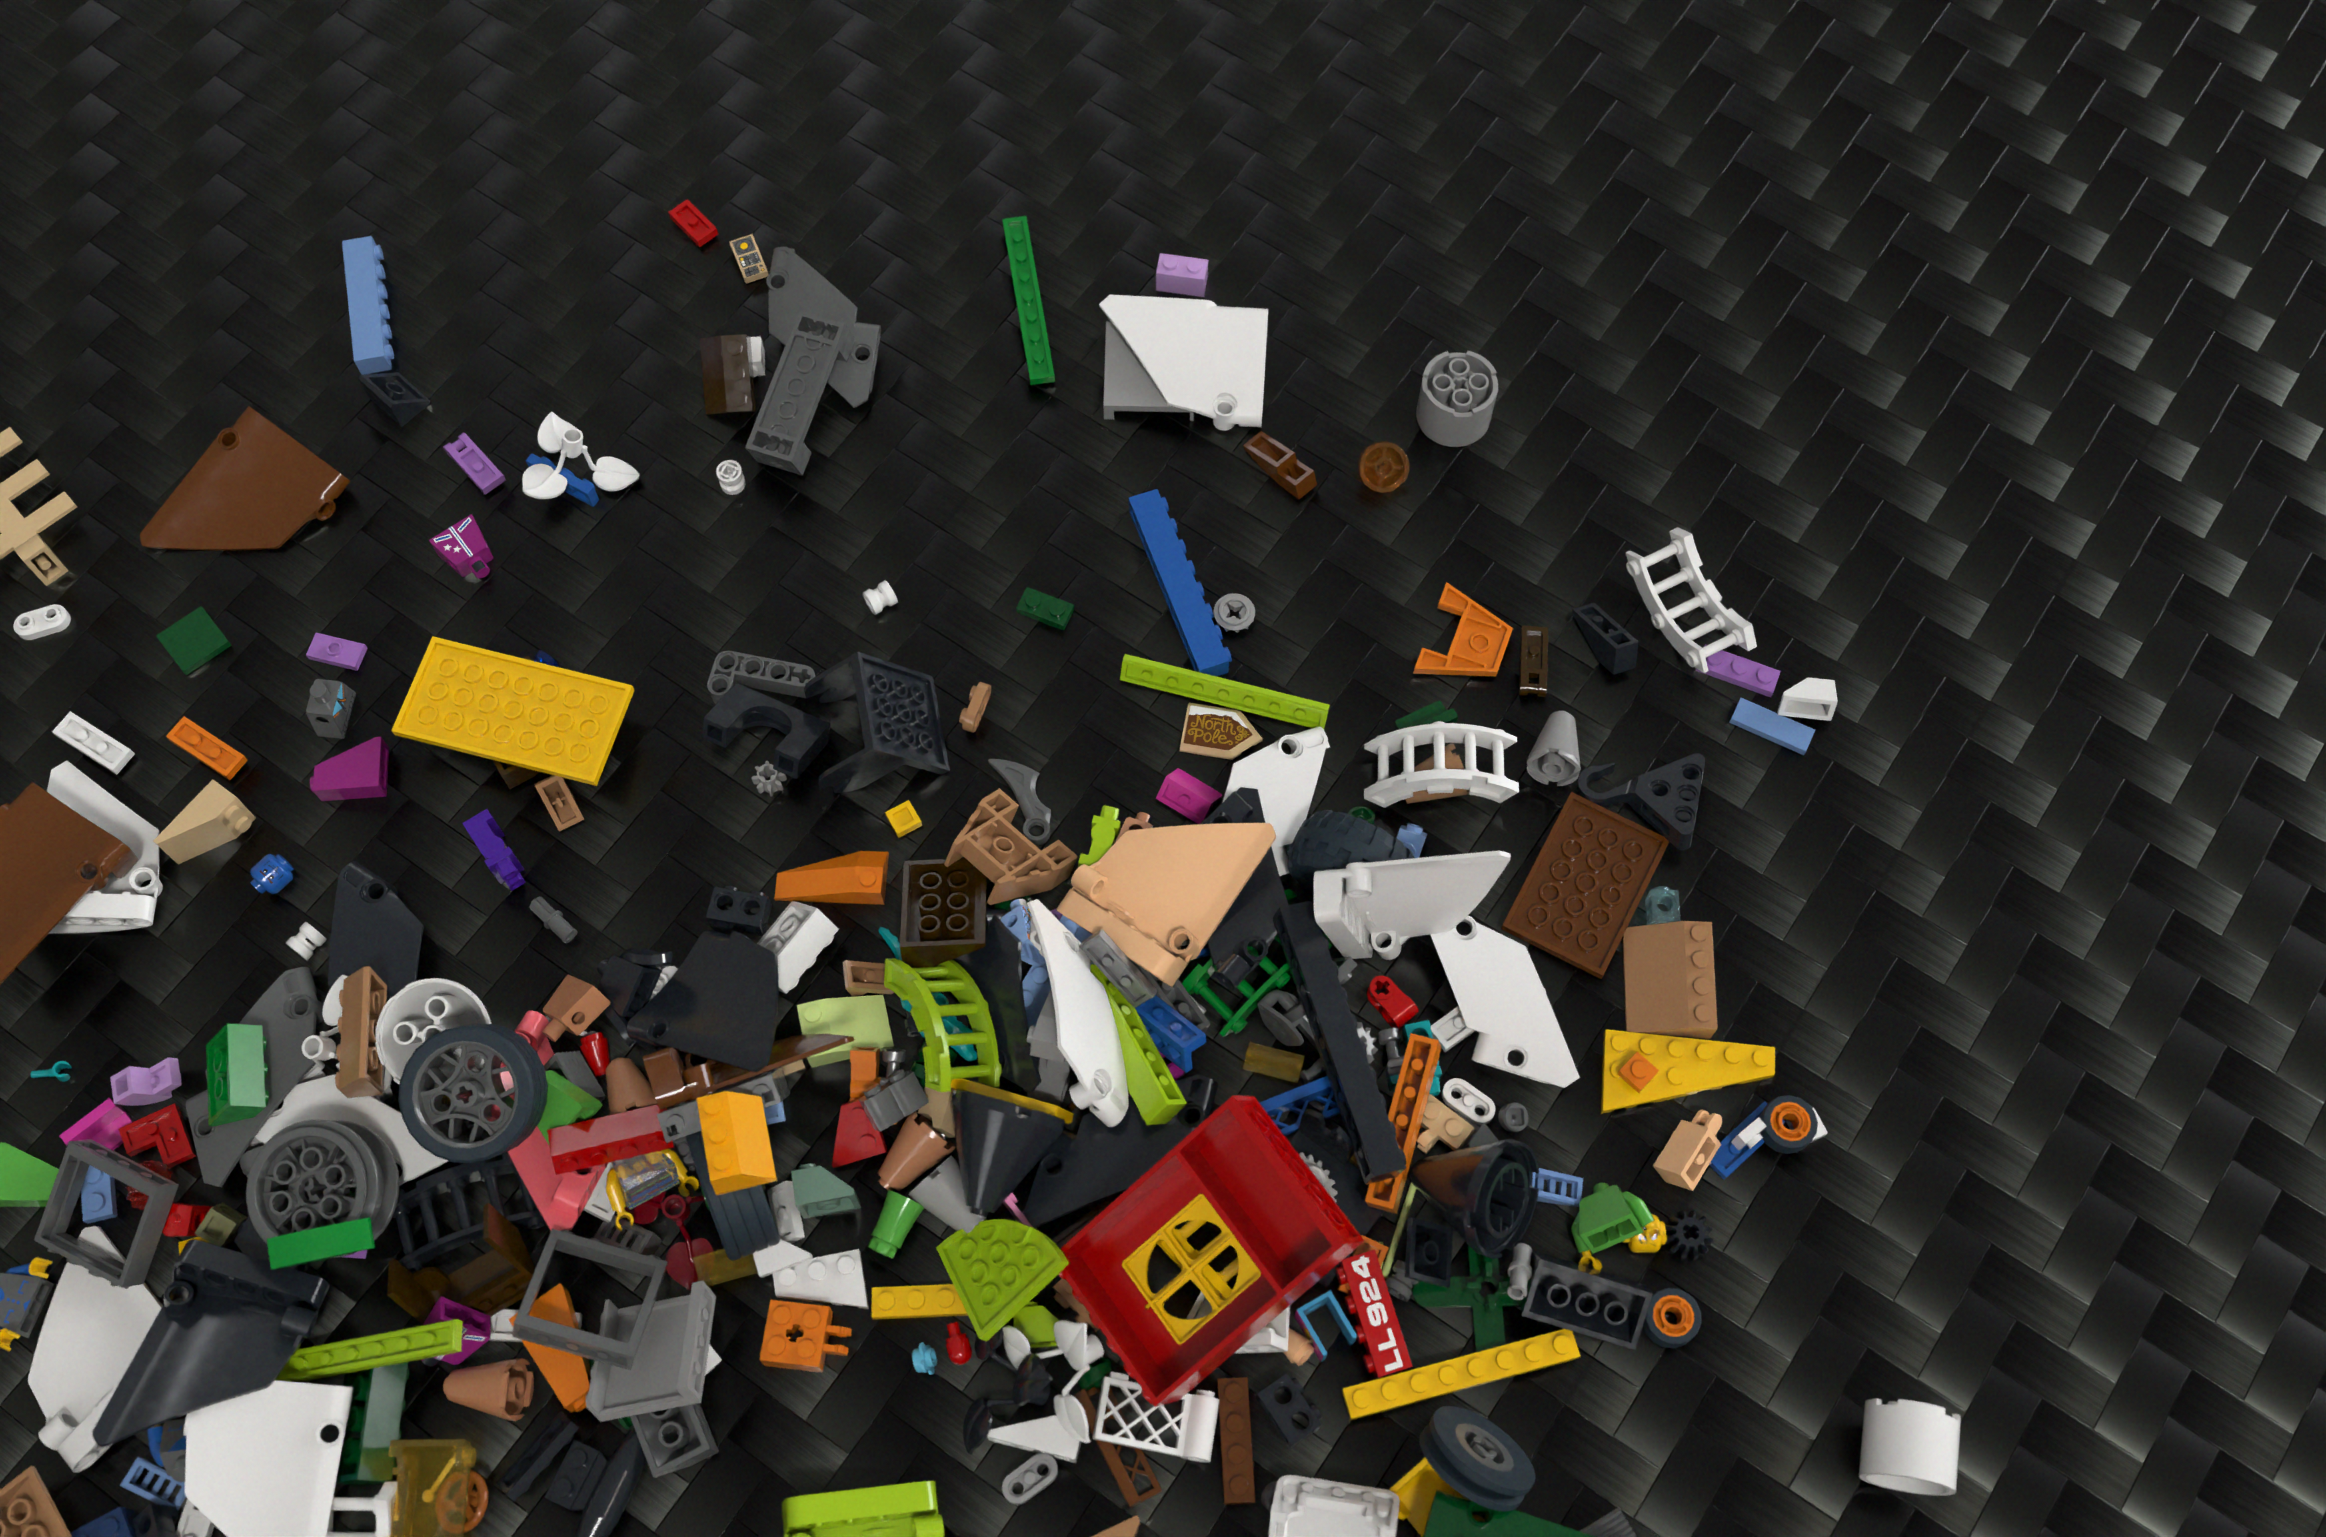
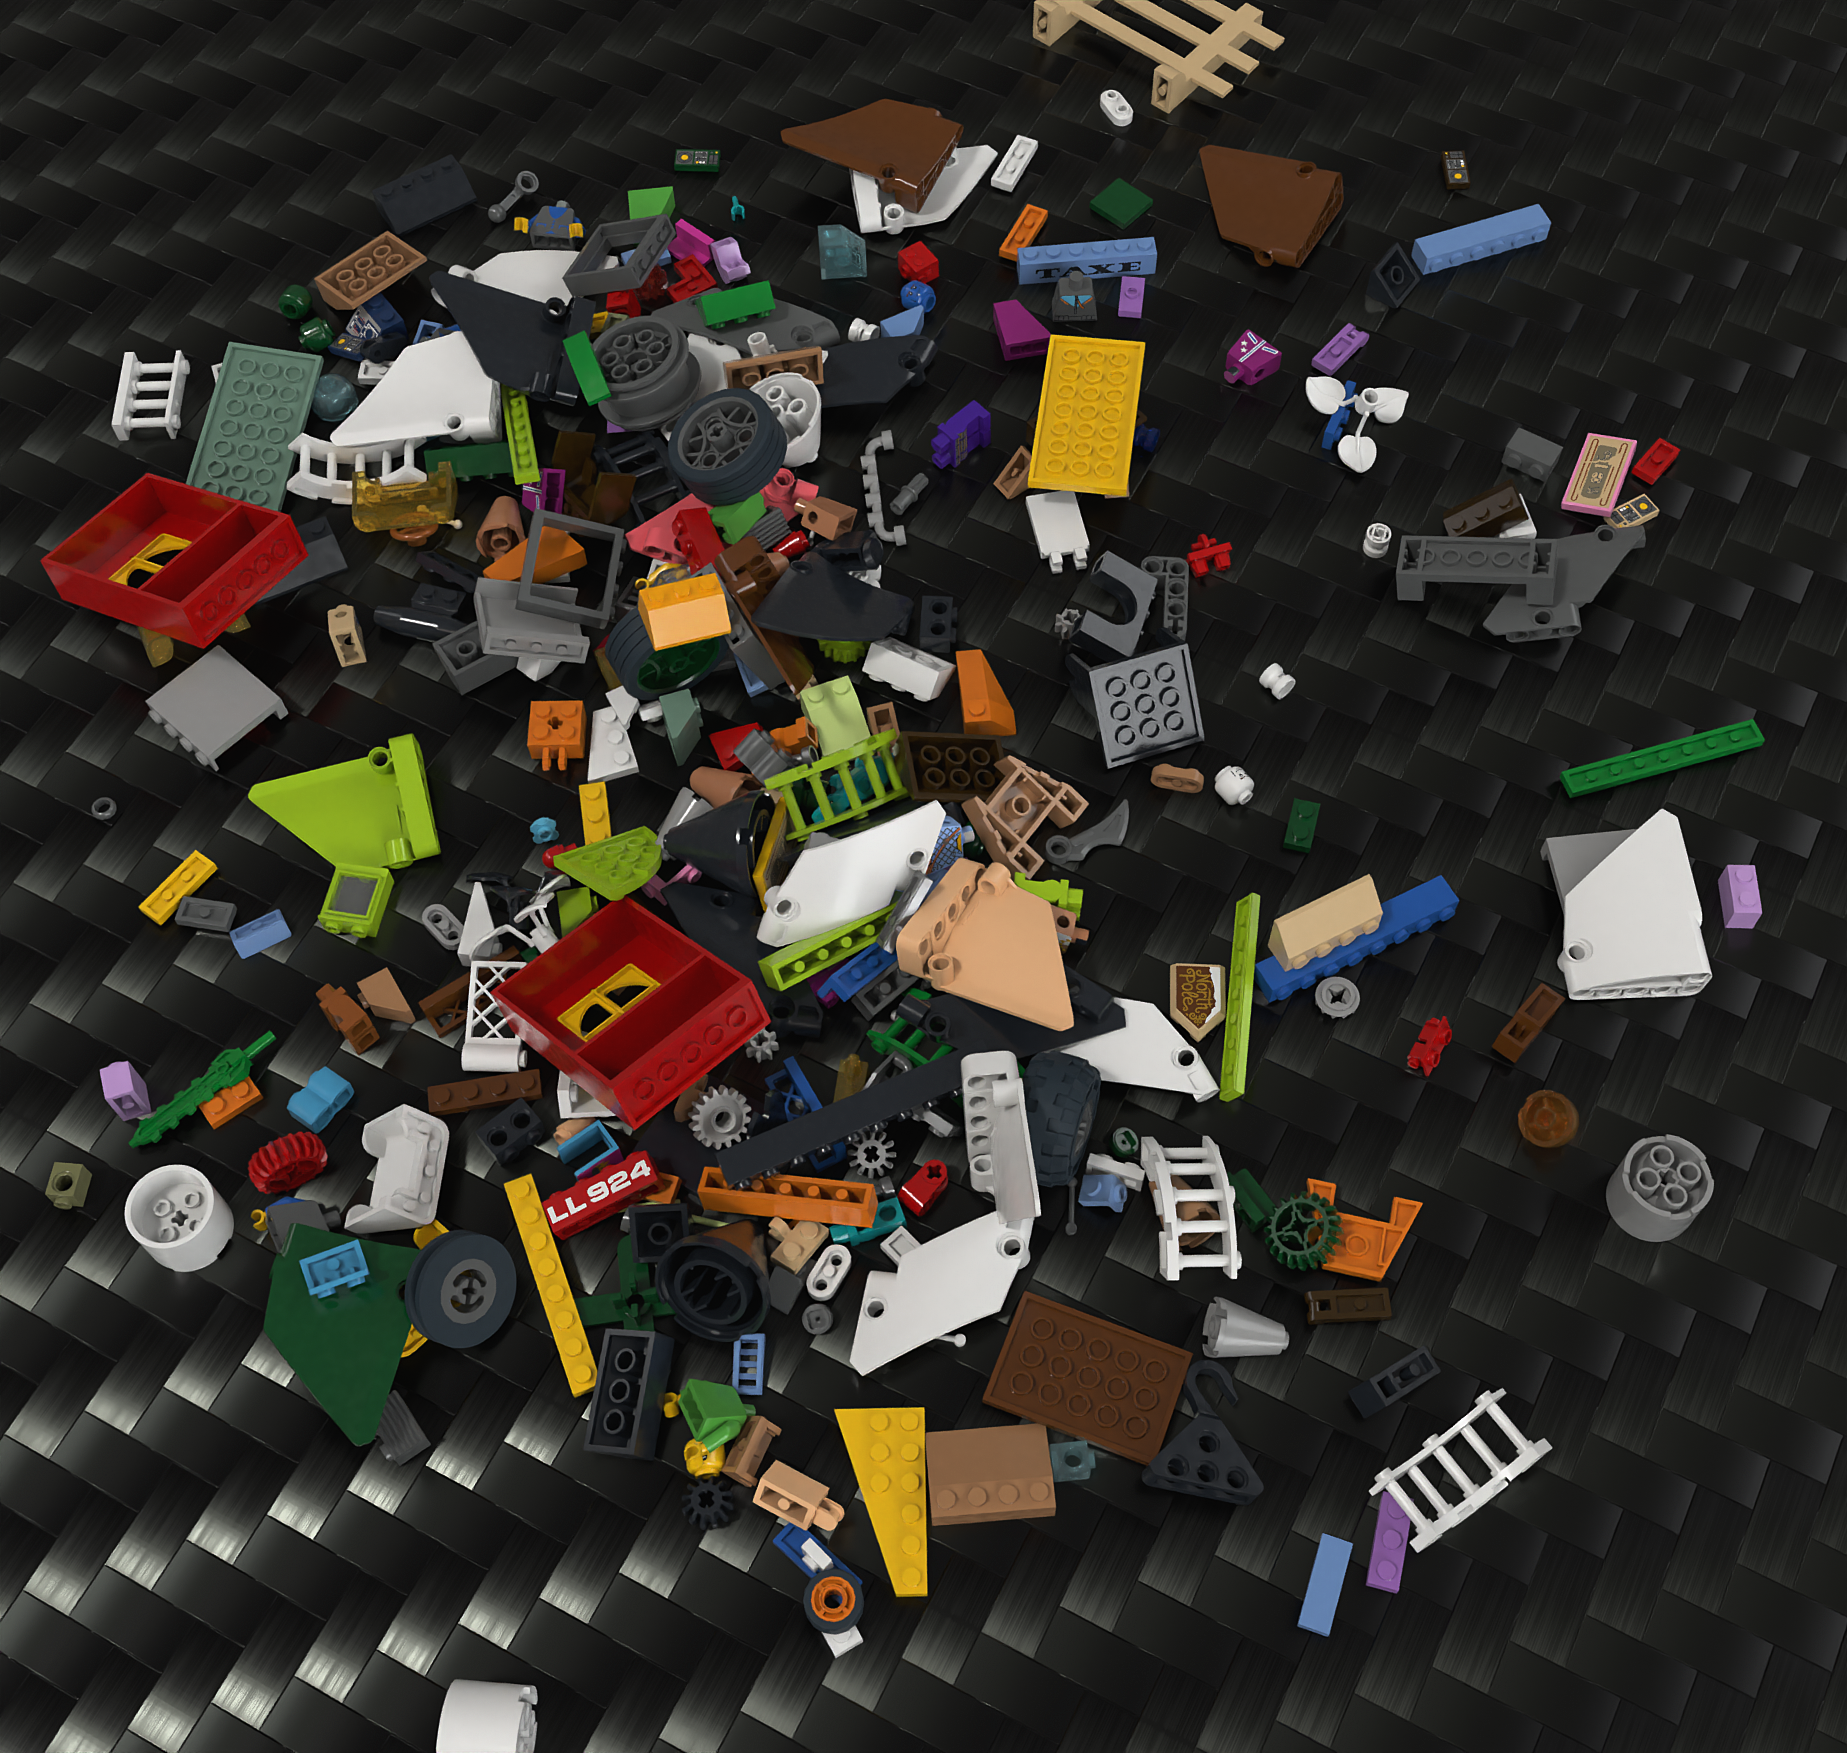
camera: 85 degrees right, 5 degrees down
(178, 950) = (841, 253): none -> clear light blue slope
(204, 824) = (953, 243): tan slope -> none
(218, 868) = (918, 263): none -> red head
(258, 308) = (1455, 170): none -> tile
(273, 687) = (1092, 259): none -> medium blue brick
(314, 896) = (904, 324): none -> medium blue slope
(550, 957) = (873, 499): none -> light grey bar
(643, 773) = (1058, 528): none -> white tile
(659, 322) = (1532, 454): none -> dark grey brick
(697, 272) = (1599, 475): none -> tile
(709, 632) = (1198, 559): none -> red hips
(894, 1223) = (658, 786): bright green plant -> none
(903, 818) = (1049, 737): yellow plate -> none
(995, 656) = (1234, 785): none -> white head
(1177, 598) = (1326, 924): none -> tan slope
(1188, 795) = (1123, 973): dark pink panel -> none
(1301, 552) = (1436, 1036): none -> red hinge
(1395, 818) = (1127, 1173): none -> white plate
(1467, 666) = (1282, 1234): none -> dark green gear
(1519, 1271) = (647, 1320): light grey pin -> none
(1638, 1072) = (876, 1438): orange plate -> none
(1654, 1196) = (750, 1449): none -> medium nougat hinge
(1687, 1316) = (607, 1475): wheel -> none
(1810, 699) = (1364, 1622): white slope -> none

